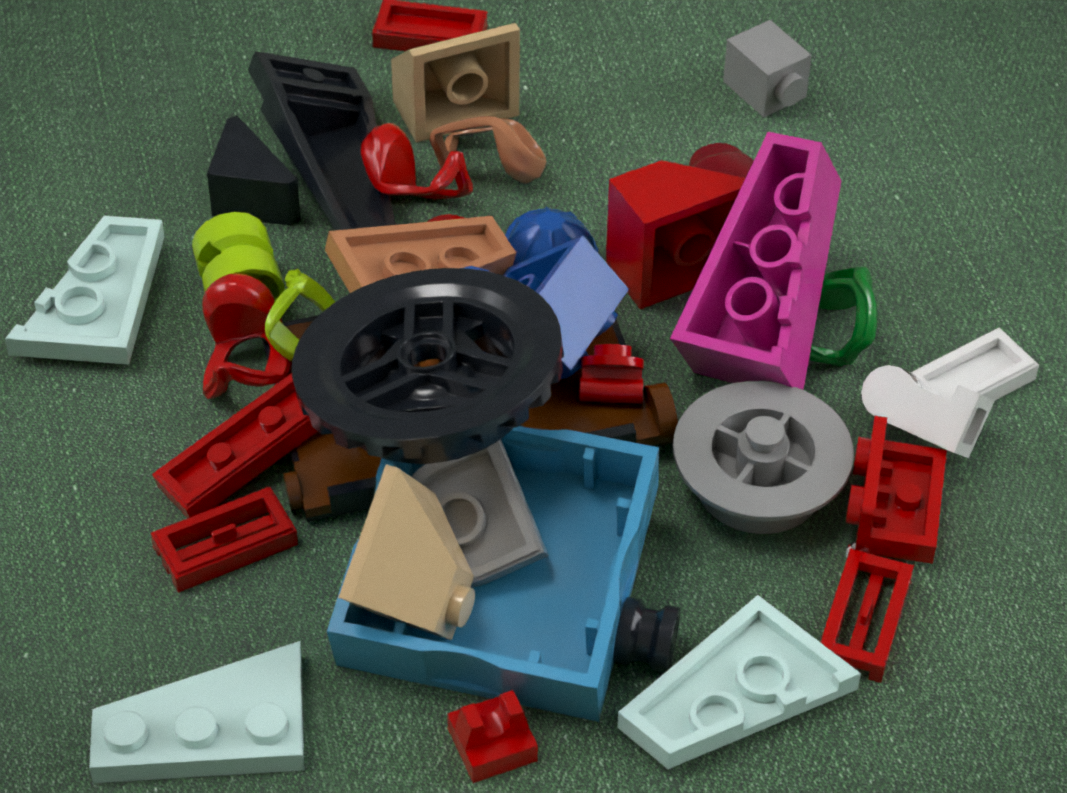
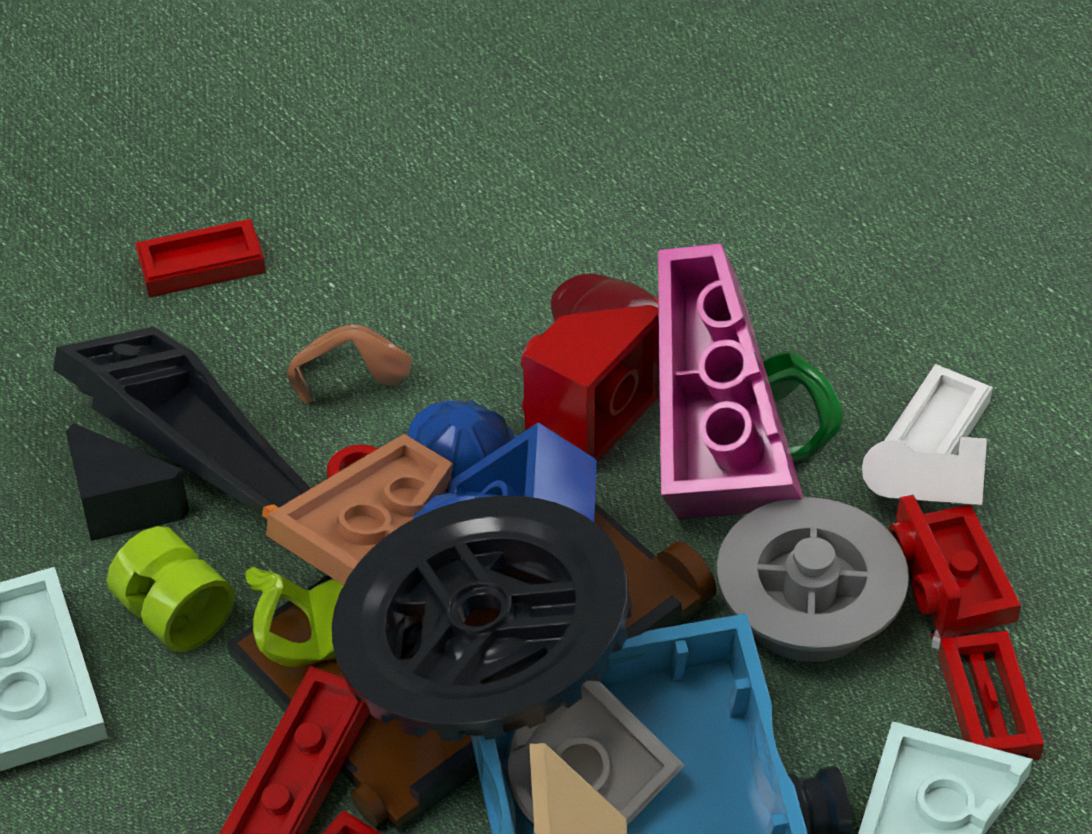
camera: 25 degrees left, 0 degrees up
(236, 312) = (204, 635): red piece -> none
(391, 167) = (258, 414): red piece -> none
(458, 80) = (275, 306): tan slope -> none
(611, 375) = (638, 550): red plate -> none
(767, 68) = (567, 183): light grey brick -> none

